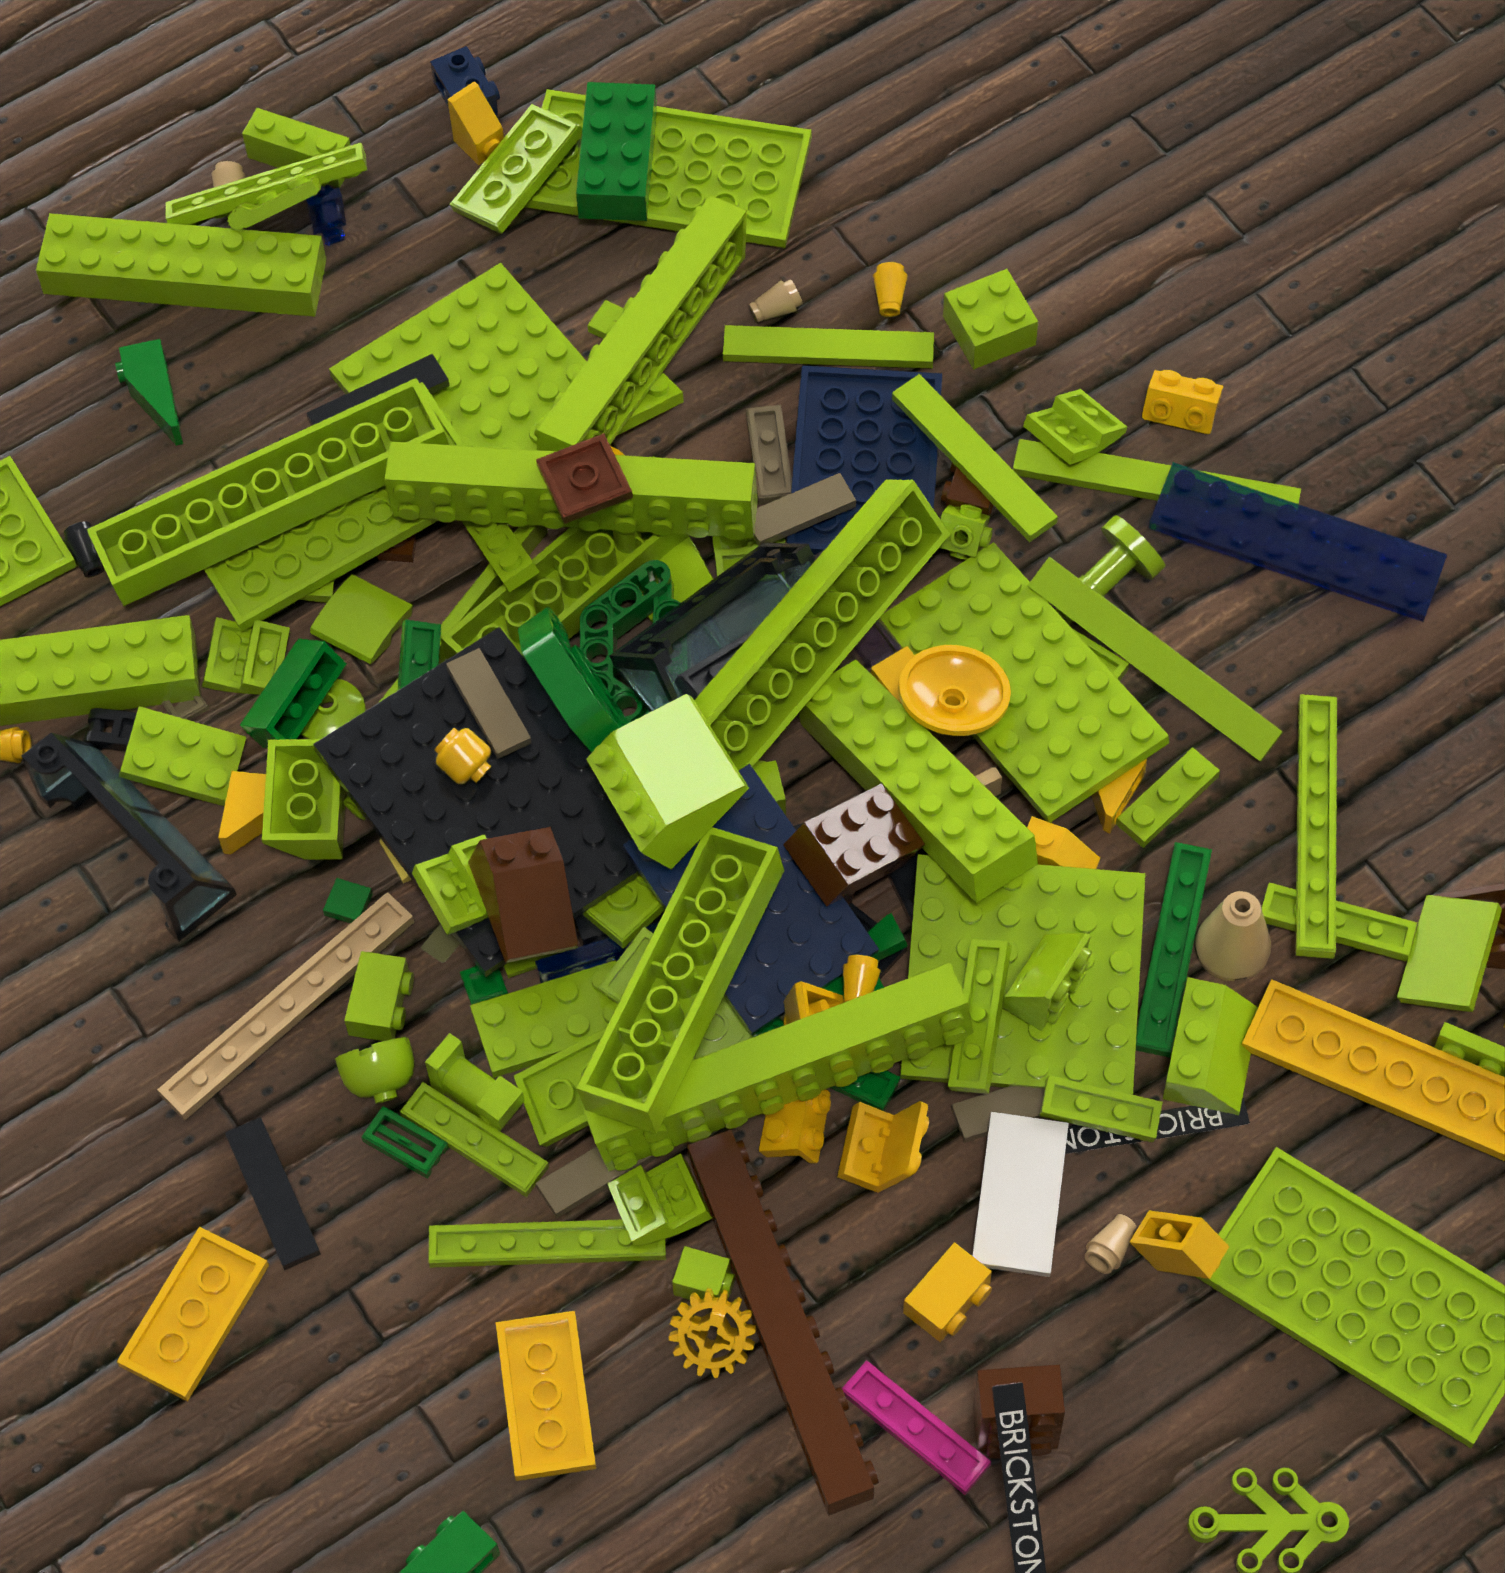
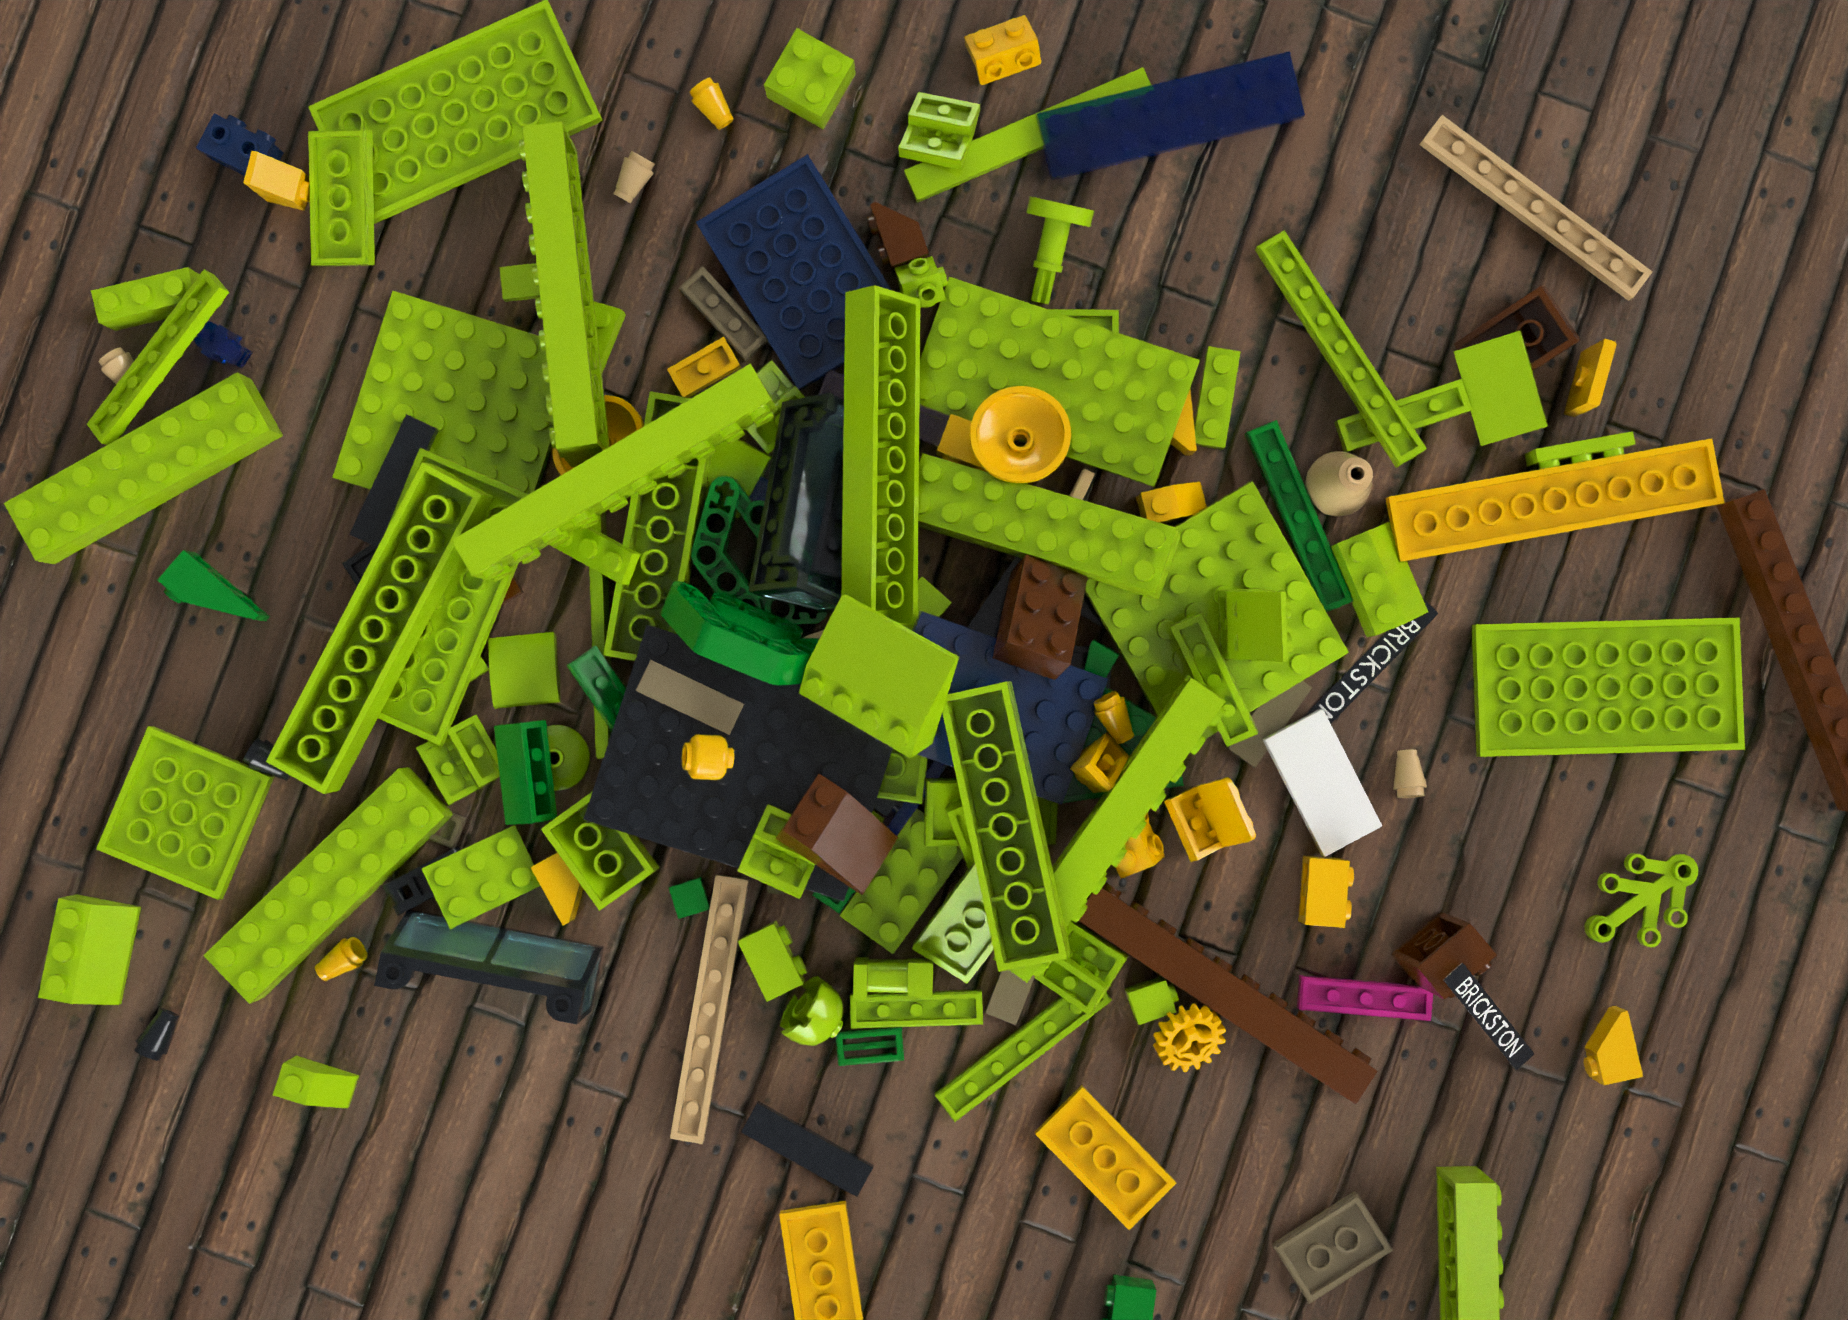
camera: 40 degrees left, 25 degrees up
(273, 203) = (177, 376): lime hinge -> none
(584, 478) = (629, 470): copper tile -> none
(616, 151) = (411, 130): green brick -> none
(802, 509) = (789, 349): dark tan tile -> none
(828, 346) = (701, 187): lime tile -> none
(974, 458) = (889, 217): lime tile -> none
(1101, 1108) = (1337, 681): lime plate -> none
(1155, 659) = (1135, 293): lime tile -> none
(1179, 1244) = (1465, 751): yellow brick -> none

